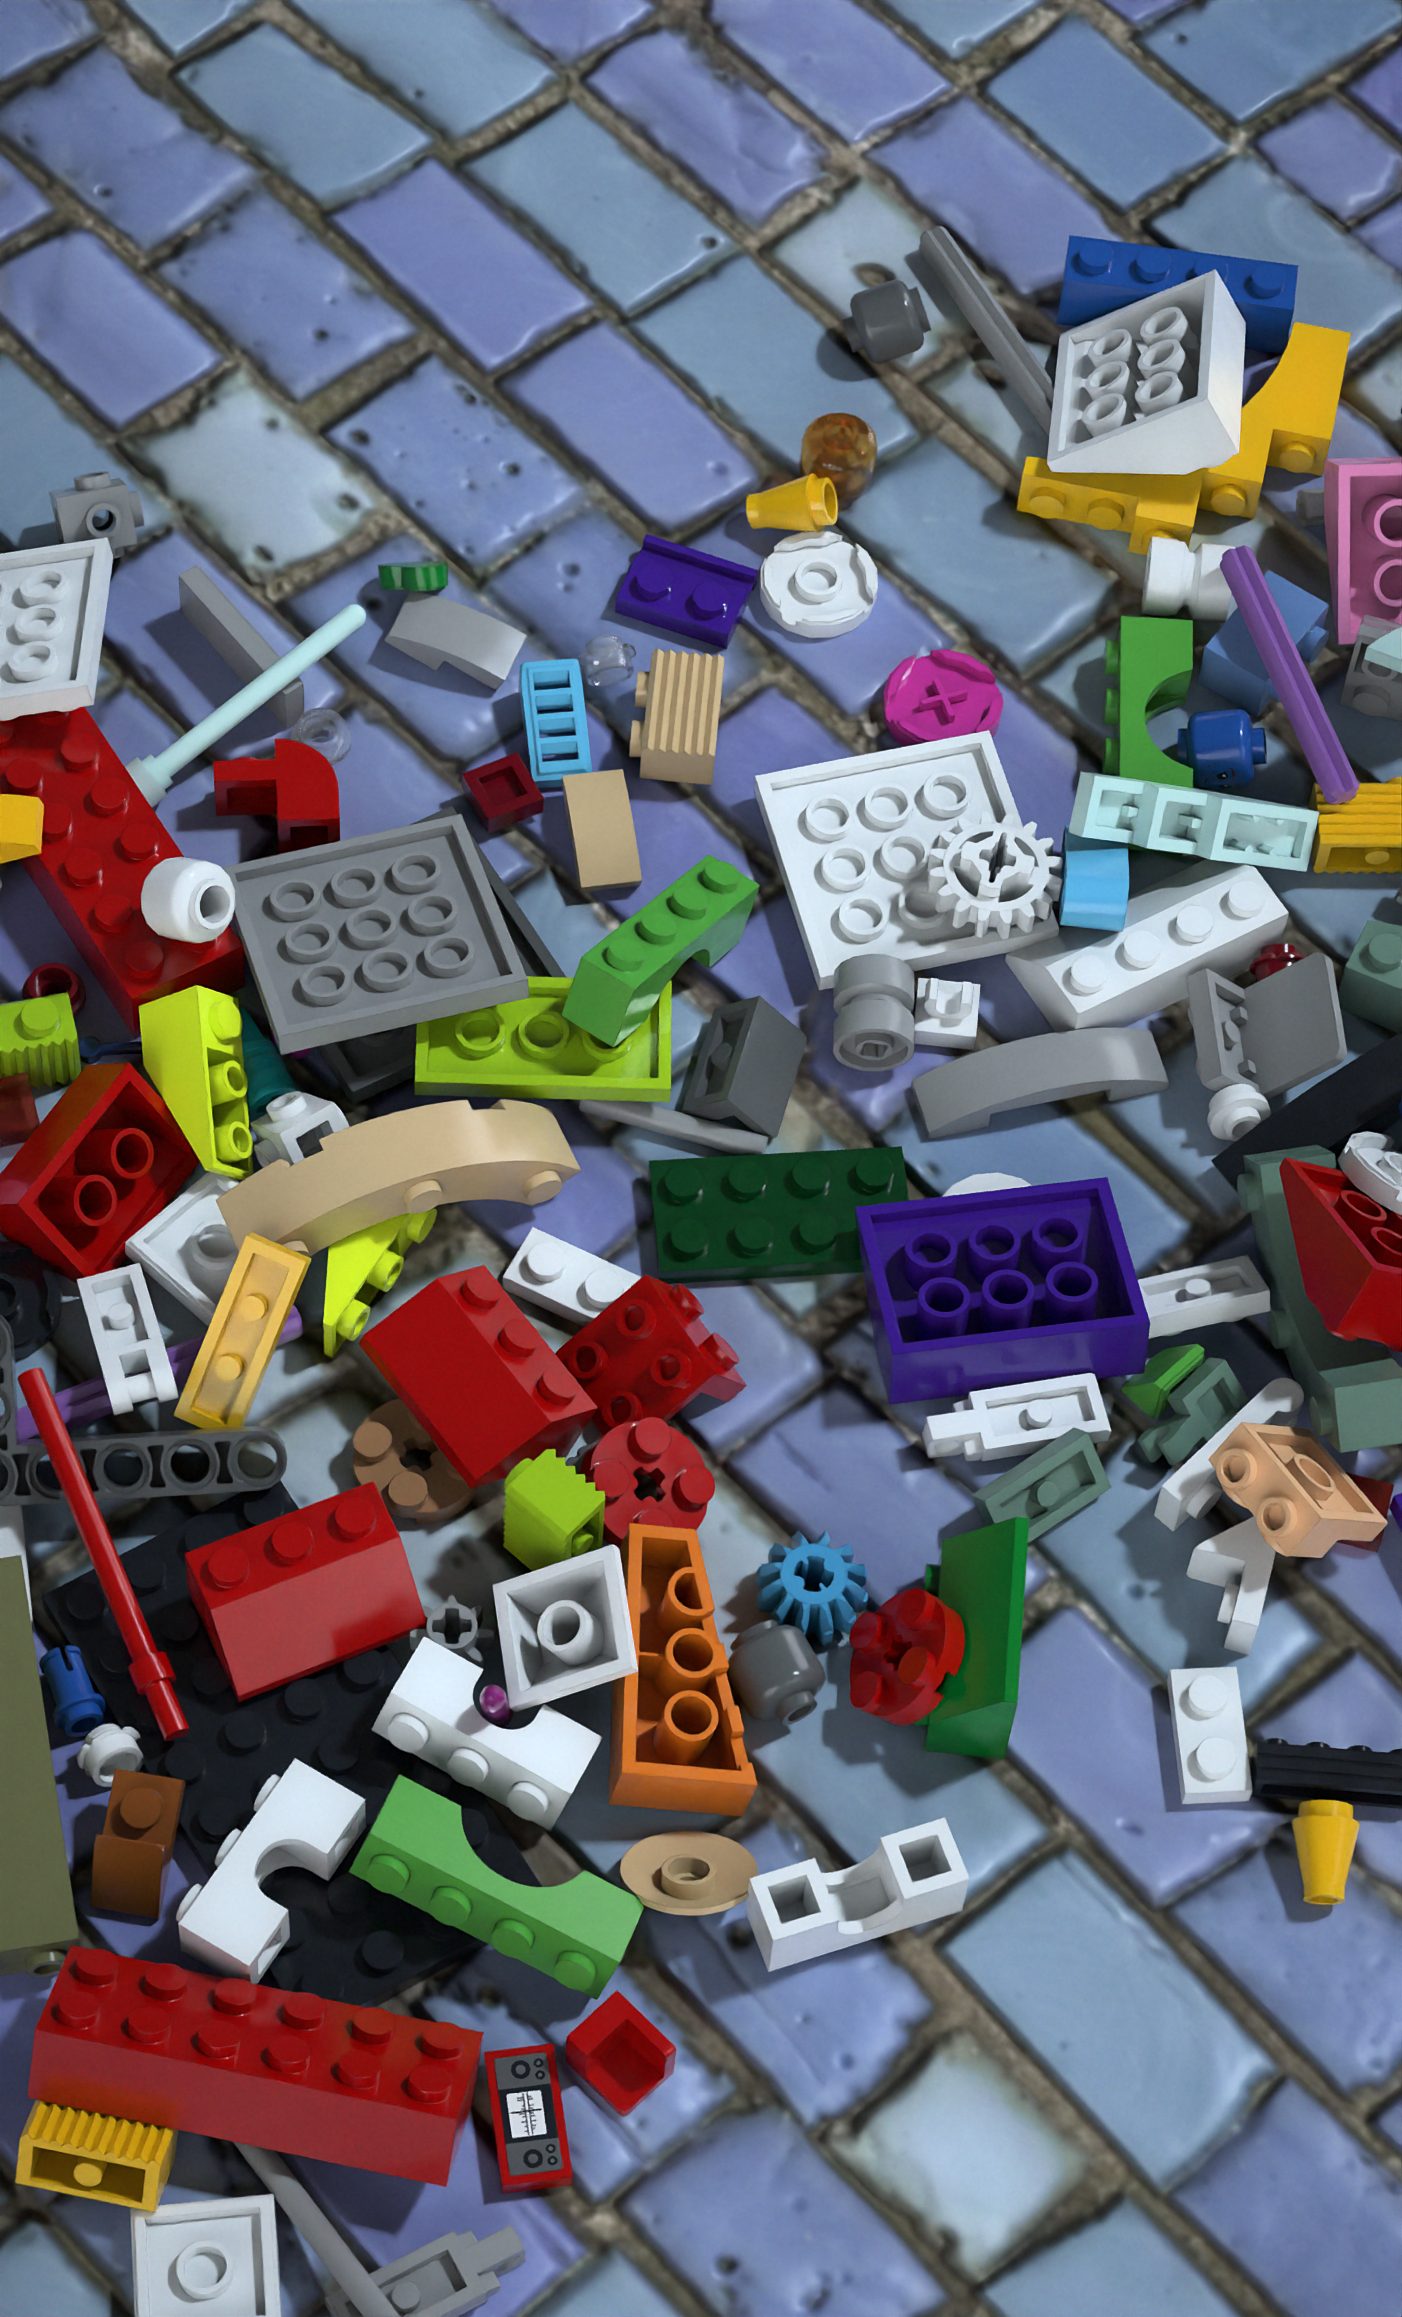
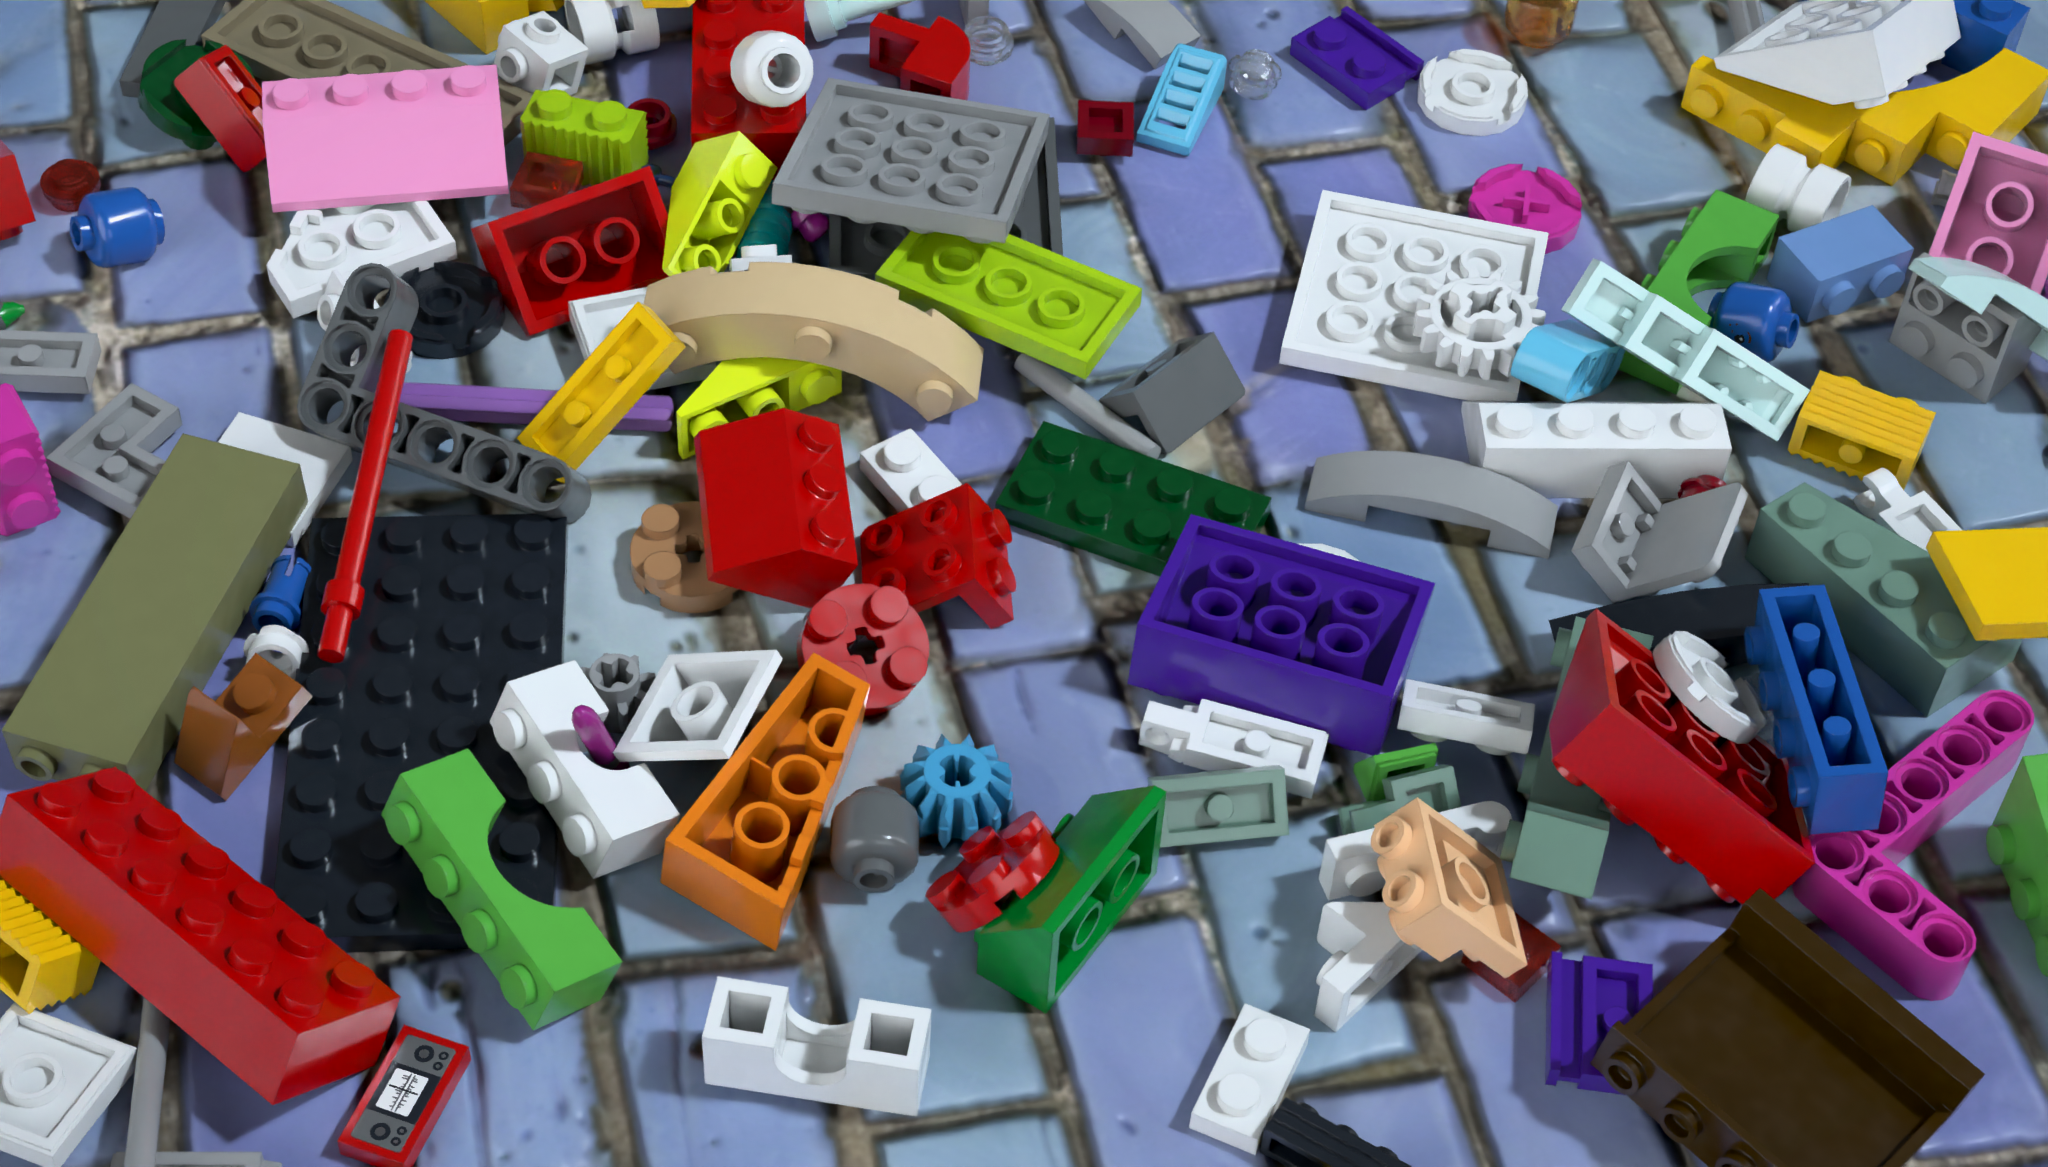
camera: 30 degrees right, 10 degrees down
(127, 1337) = (513, 363): white plate -> none
(297, 1823) = (260, 799): white arch -> none
(305, 1590) = (508, 589): red slope -> none
(551, 1512) = (761, 615): lime brick -> none
(601, 830) = (1168, 184): tan slope -> none
(620, 2054) = (518, 1082): red panel -> none
(628, 969) = (1094, 254): bright green arch -> none
(680, 717) = (1288, 130): tan brick -> none
(688, 1872) = (679, 961): tan dish -> none
(796, 505) = (1484, 27): yellow cone -> none
(874, 1012) = (1309, 388): light grey wheel -> none
(946, 1013) = (1379, 420): white tile -> none
(1236, 1111) = (1597, 581): white plate -> none
(1289, 675) = (1840, 278): medium lavender axle -> none

